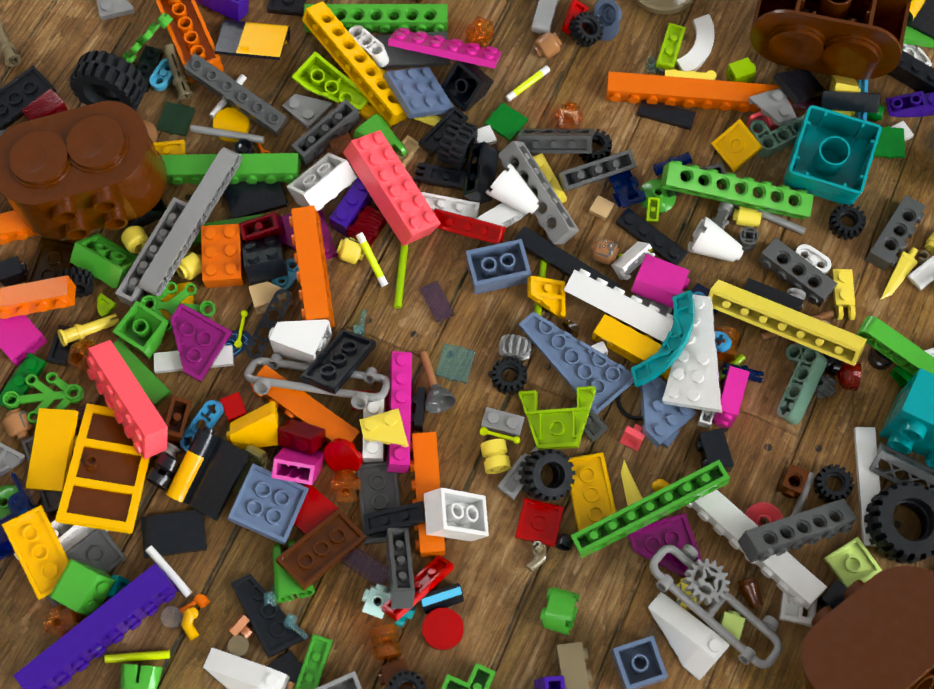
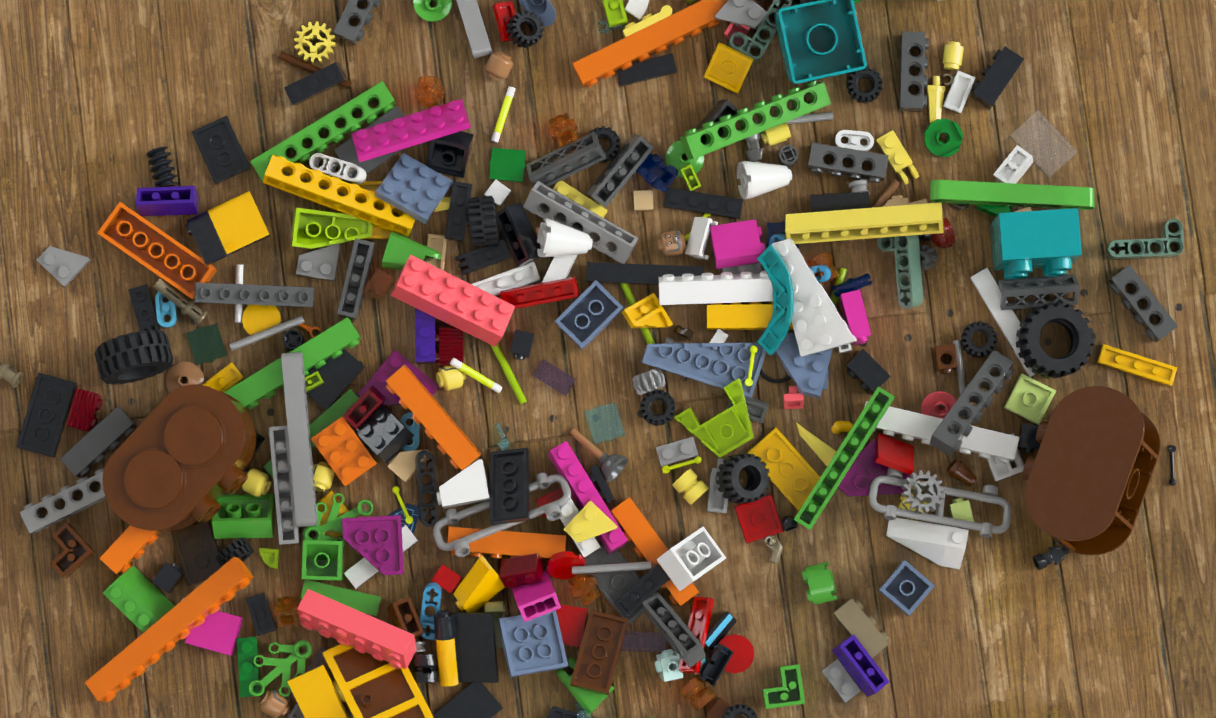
camera: 30 degrees left, 15 degrees up
(79, 331) = (270, 595): light yellow pin -> none
(163, 20) = (129, 288): bright green plant -> none
(236, 189) = (313, 381): none -> lime piece
(322, 181) = (386, 331): white brick -> none
(380, 481) = (611, 567): none -> light grey bar
(411, 630) = (712, 671): none -> black hinge
(427, 259) = (522, 344): none -> black brick
(602, 398) = (748, 382): none -> neon yellow hinge
(684, 158) = (681, 119): clear blue pin -> none
(698, 535) = (894, 454): none -> red tile
(901, 291) = (953, 140): none -> green plate

